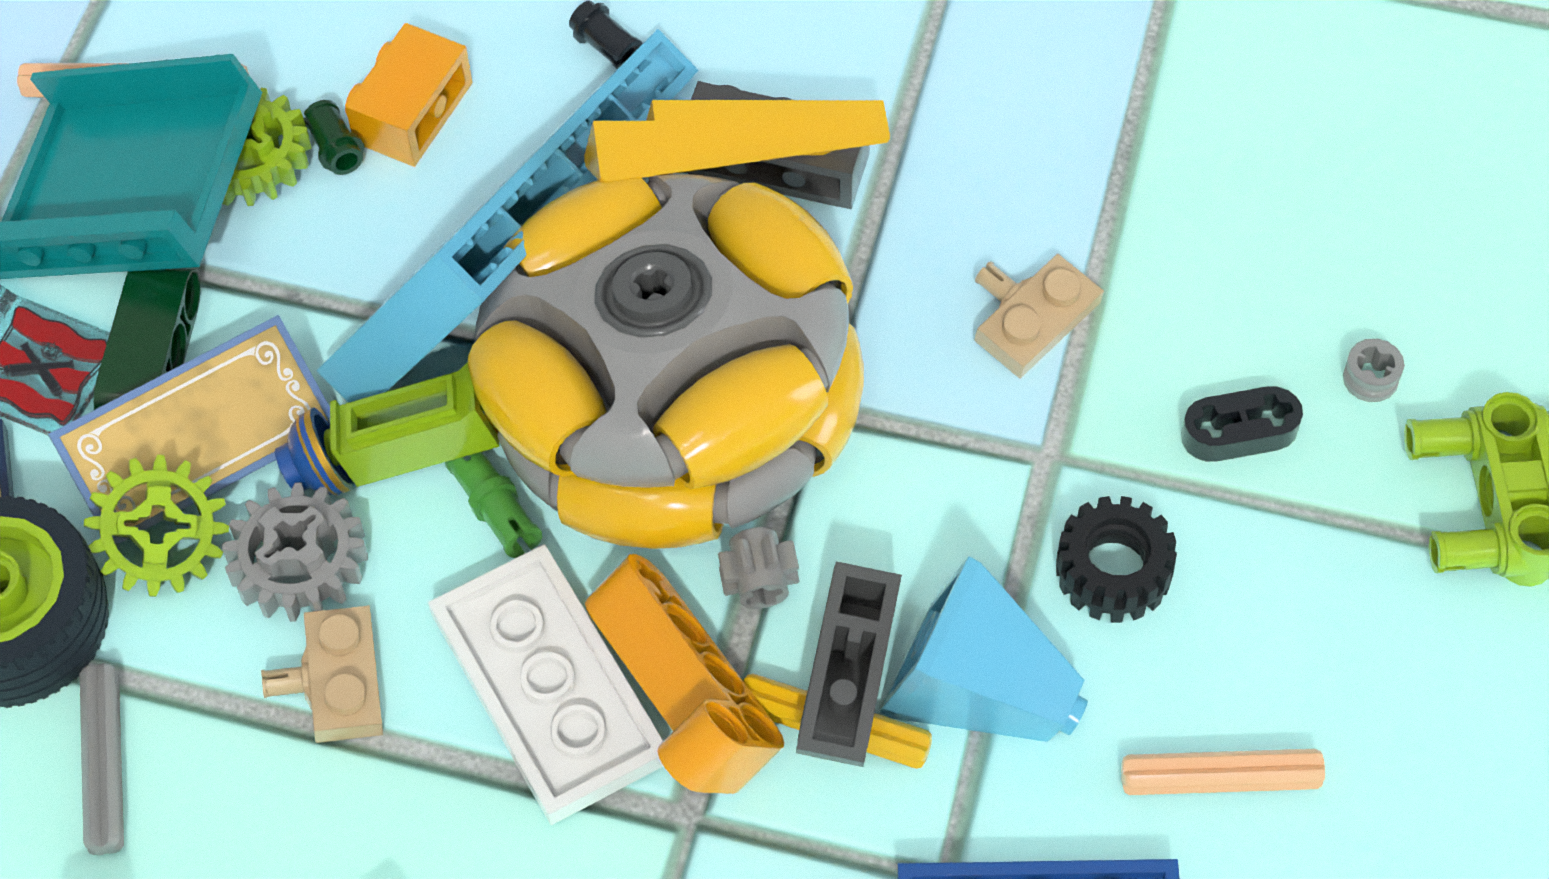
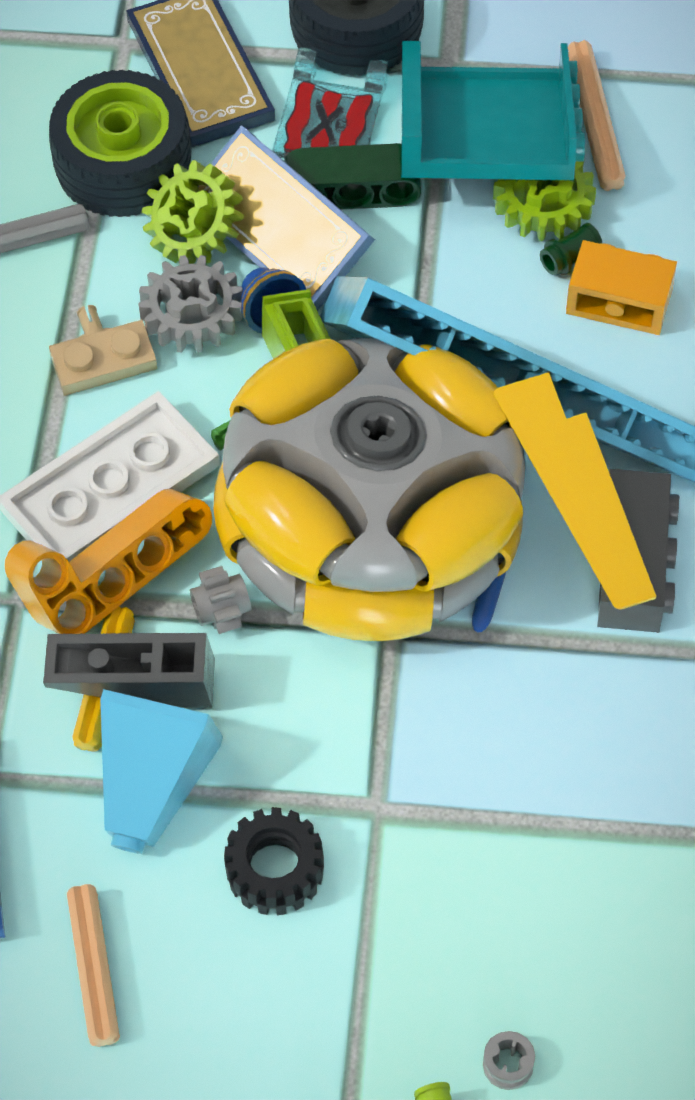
camera: 80 degrees right, 0 degrees up
(1034, 312) = (513, 775): tan plate -> none
(1241, 423) = (419, 957): black beam -> none

